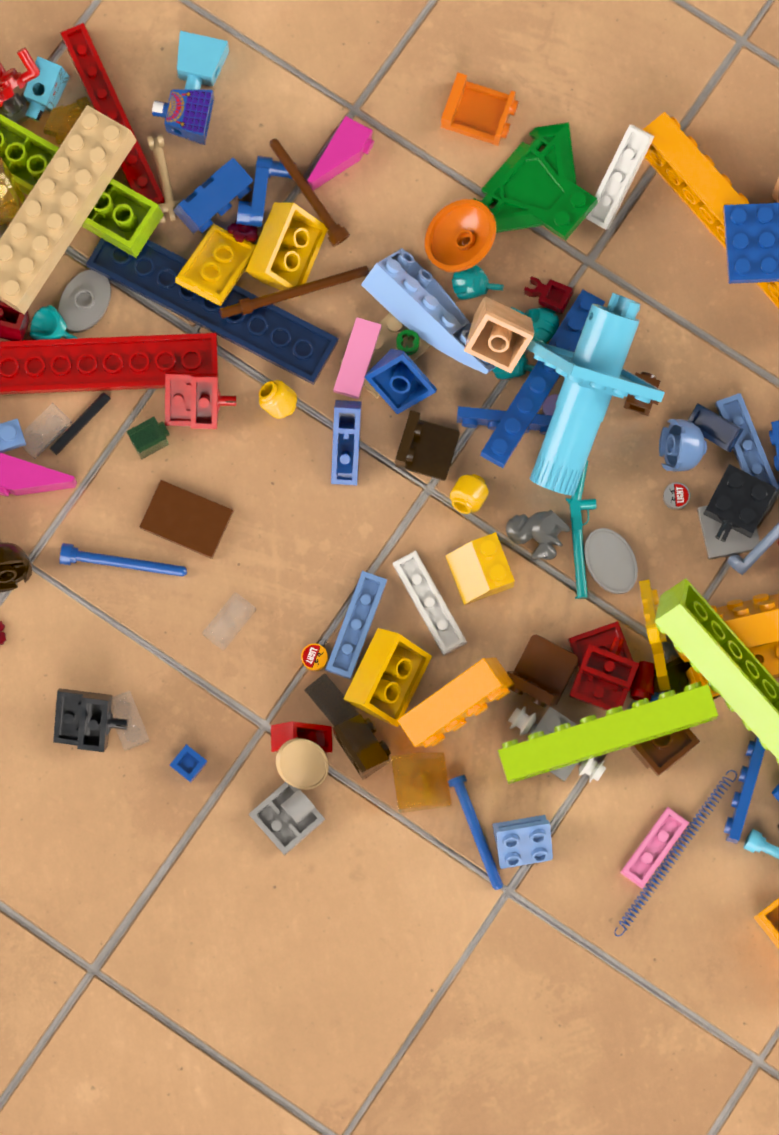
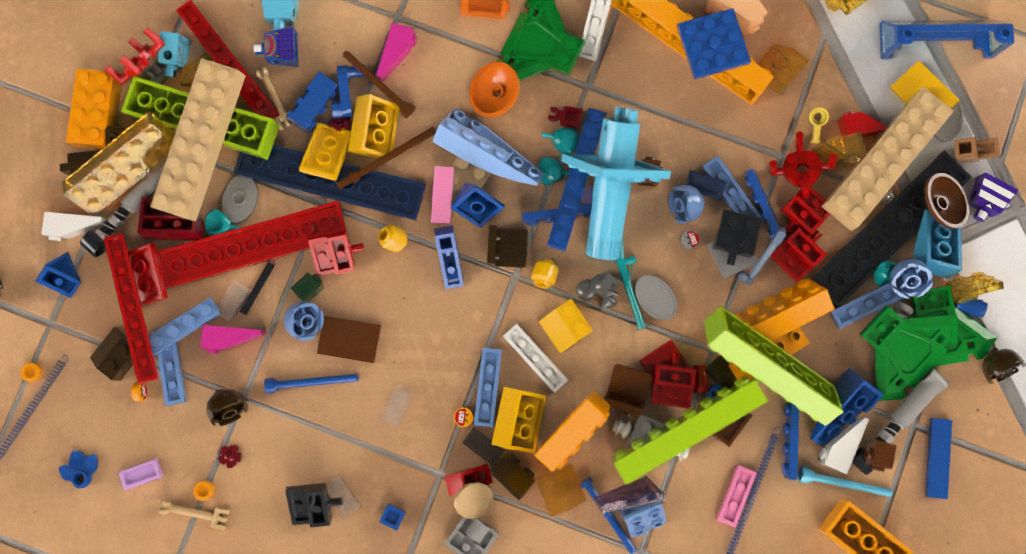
camera: 10 degrees left, 5 degrees up
(133, 477) = (303, 320): none -> medium blue cylinder
(410, 334) = (481, 175): green bush -> none
(472, 283) = (510, 122): teal piece -> none
(499, 334) = (539, 155): light nougat slope -> none
(513, 807) = (631, 495): none -> wing
(656, 638) = (701, 342): yellow wing -> none

